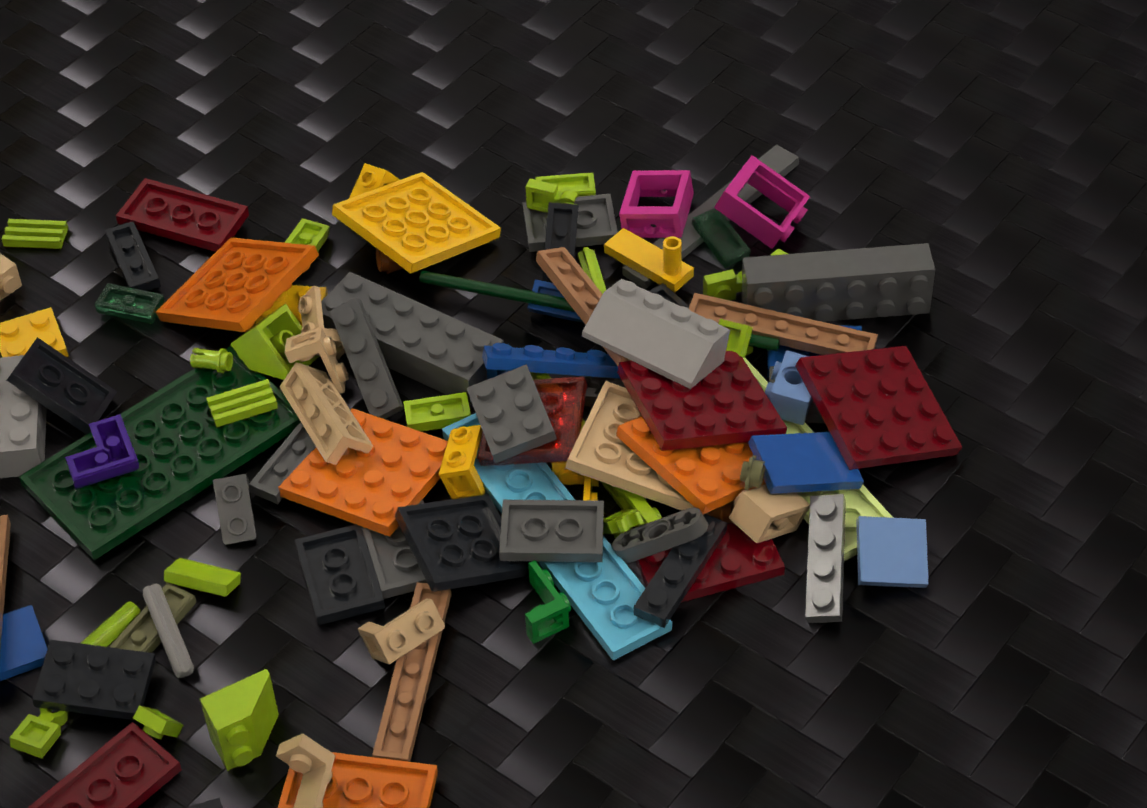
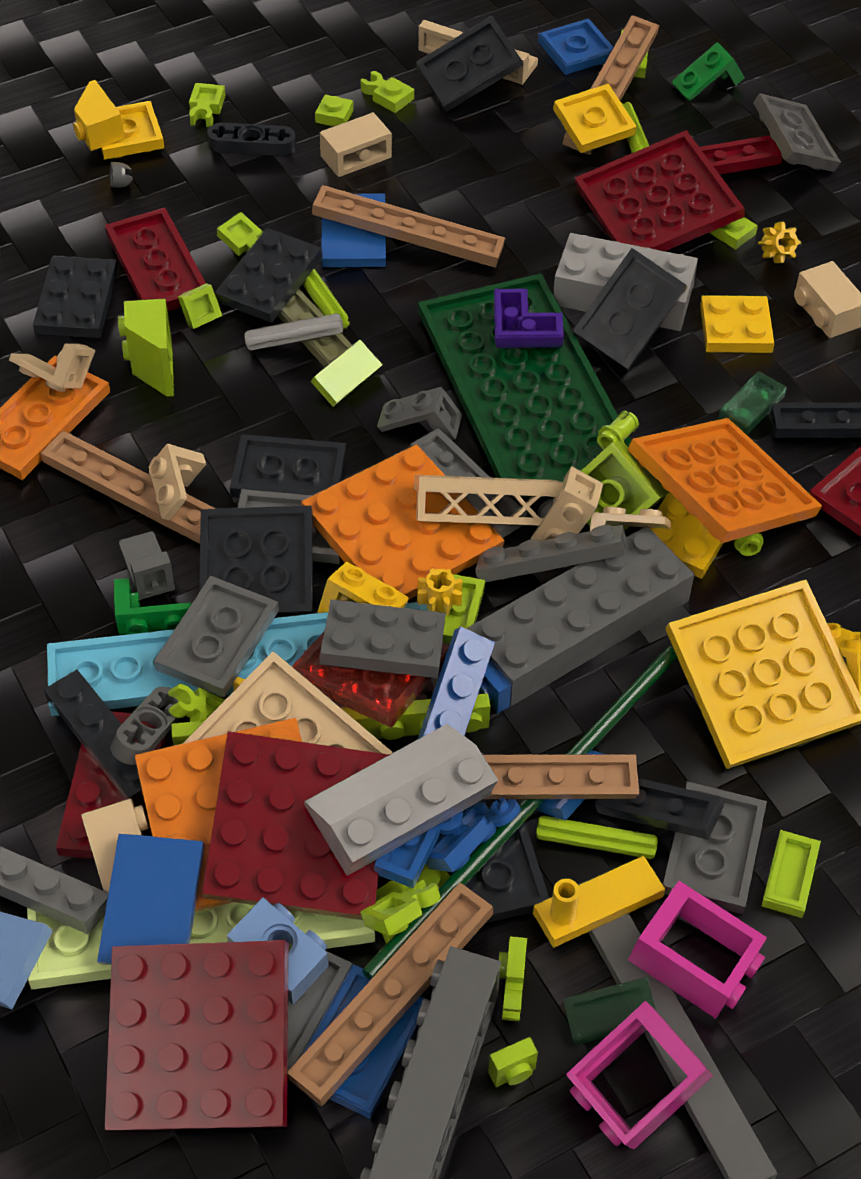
camera: 110 degrees right, 5 degrees up
(241, 400) = (546, 423): lime tile -> none
(309, 233) = (782, 563): lime plate -> none
(438, 409) = (439, 591): none -> yellow gear
(496, 626) = (147, 565): none -> dark grey bracket
(541, 193) = (750, 813): lime plate -> none
(752, 472) = (145, 816): olive plate -> none

